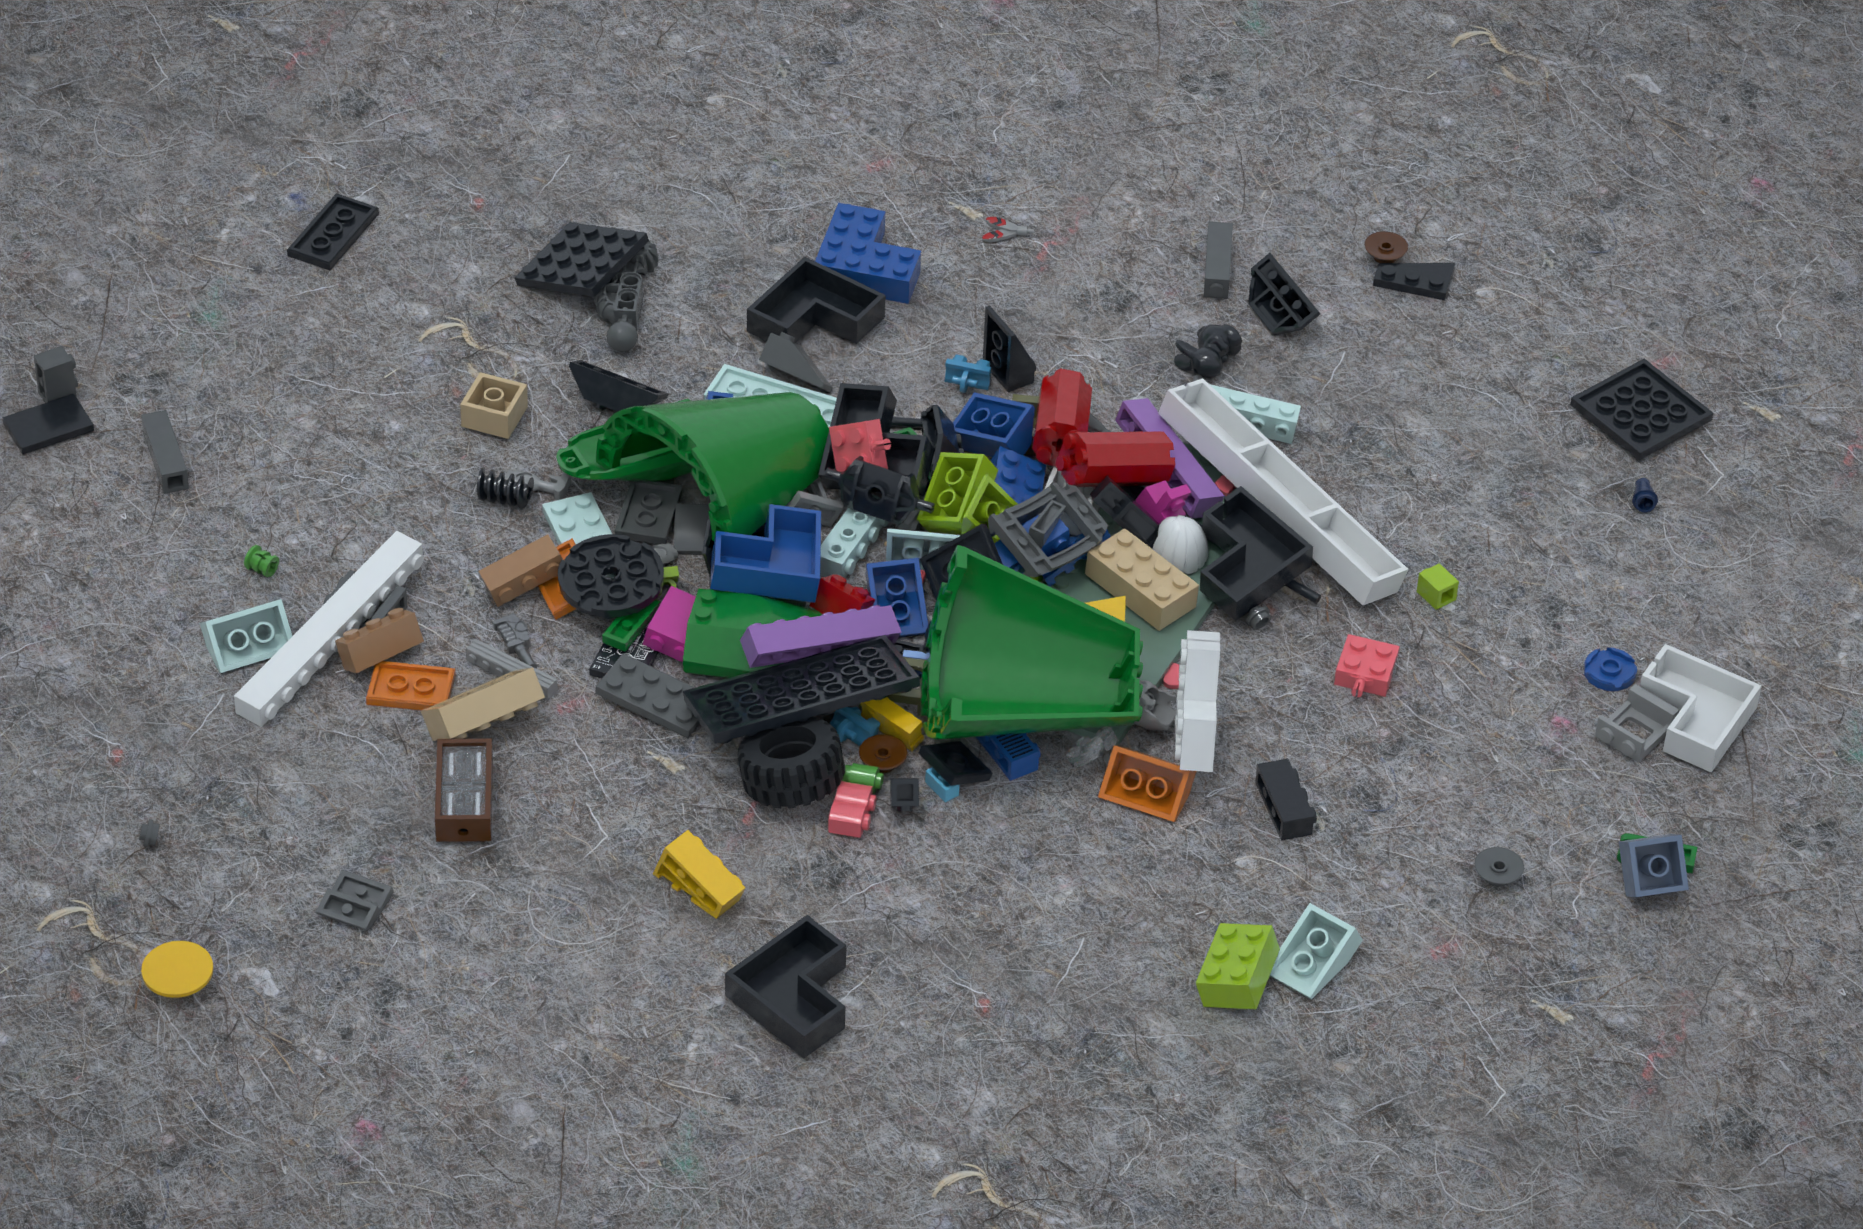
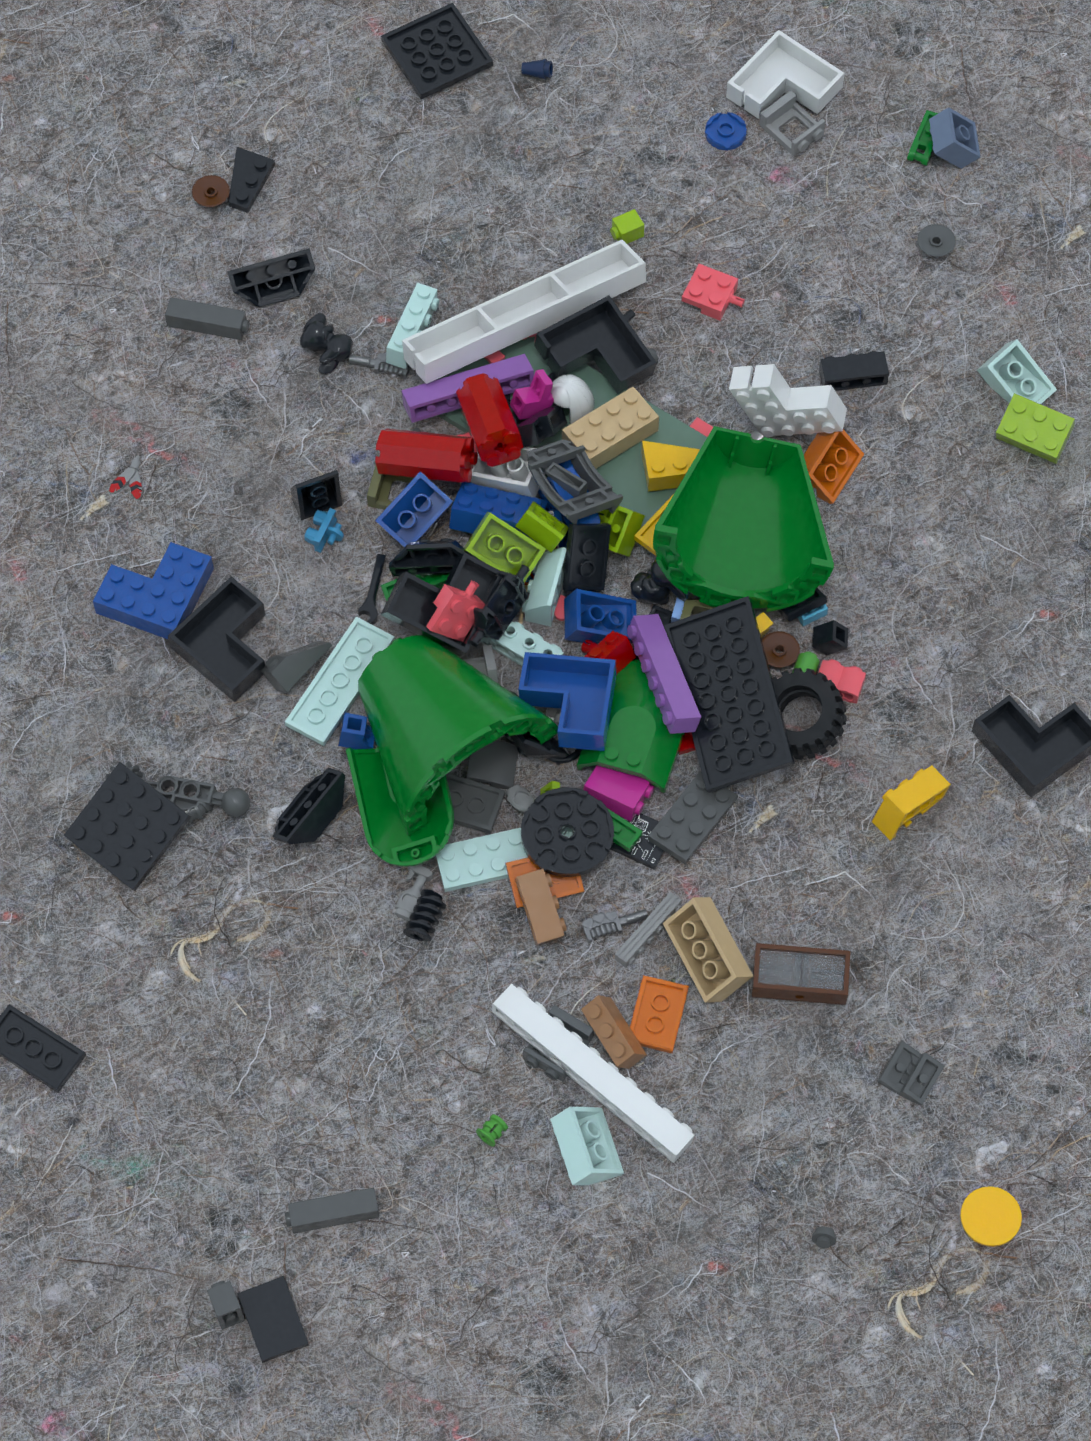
camera: 80 degrees left, 20 degrees up
(494, 405) = (317, 916): tan brick -> none

